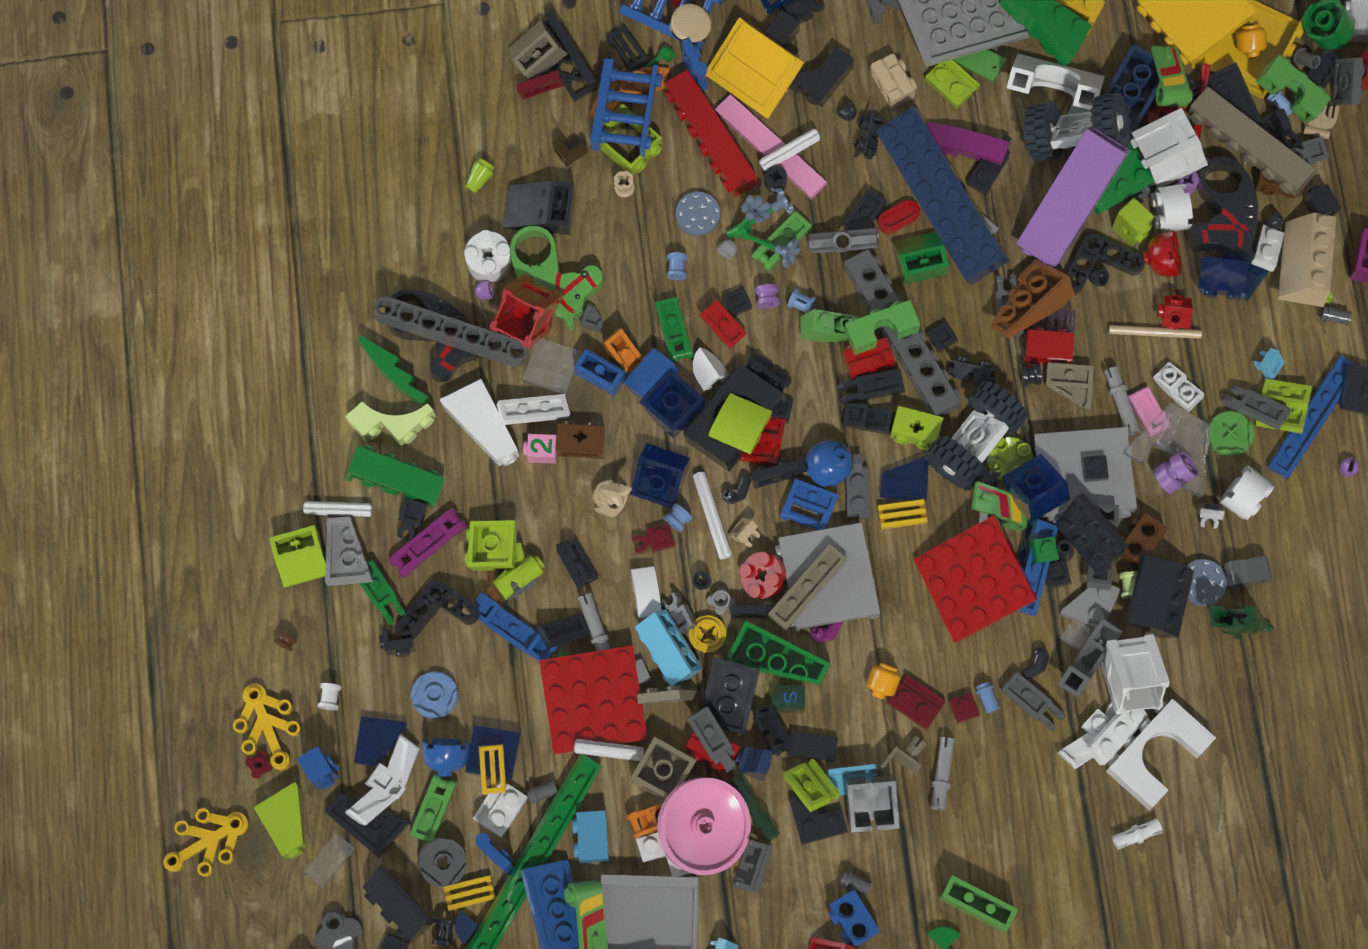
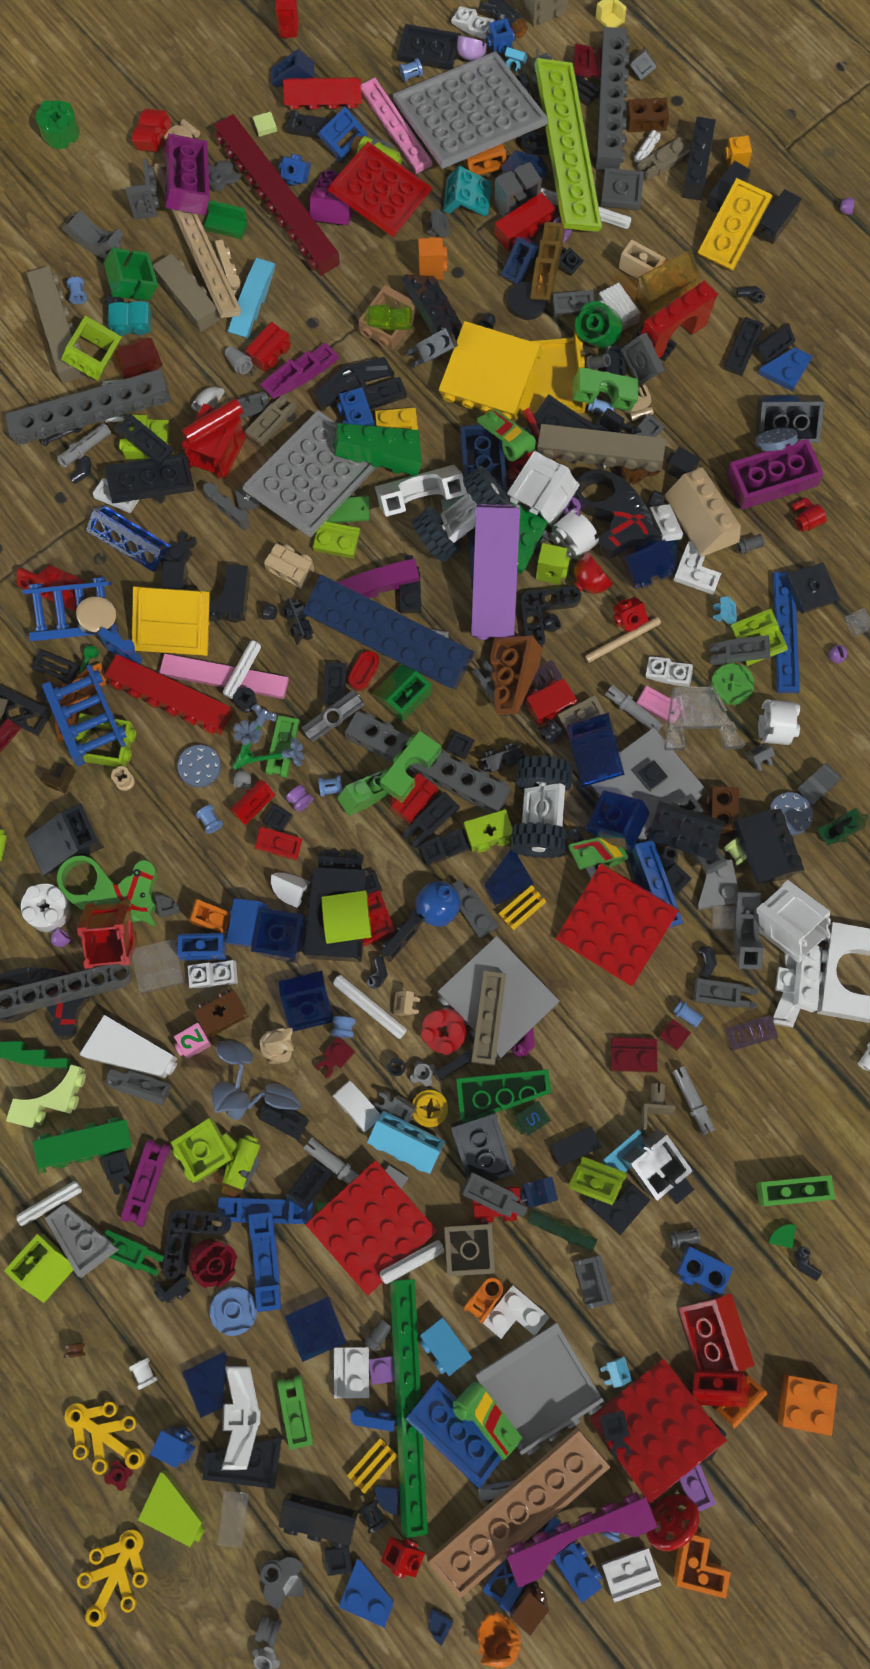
camera: 35 degrees left, 0 degrees up
(442, 642) = (212, 1263): none -> dark red cylinder
(445, 755) = (276, 1358): blue cylinder -> none
(455, 859) = (341, 1466): dark grey plate -> none
(473, 458) = (139, 1086): none -> dark grey hinge
(487, 670) = (265, 1261): none -> blue slope
(494, 790) = (329, 1367): yellow tile -> none
(526, 822) = (382, 1370): none -> medium lavender plate
(533, 409) = (164, 1012): white plate -> none
(541, 510) = (232, 1100): none -> sand blue plant
(593, 403) = (213, 974): none -> white slope
(672, 695) = (435, 1180): dark tan wing -> none
(673, 329) = (239, 872): green plate -> none
(704, 826) = (533, 1275): bright pink dish -> none
(724, 274) = (253, 801): none -> red plate
(775, 734) = (528, 1150): black hinge -> none
(812, 499) = (443, 941): blue plate -> none
(878, 839) = (679, 1190): none -> black tile
(883, 680) = (597, 1054): light orange head -> none
(1008, 455) = (578, 808): lime dish -> none
(1035, 741) = (772, 1033): none -> slope
(1044, 550) = (656, 866): green plate -> none
(1059, 413) = (595, 749): none -> clear blue slope
(1173, 474) = (715, 737): medium lavender wheel -> none
(1251, 39) = (548, 371): light orange head -> none
(1262, 311) = (693, 574): none -> white plate

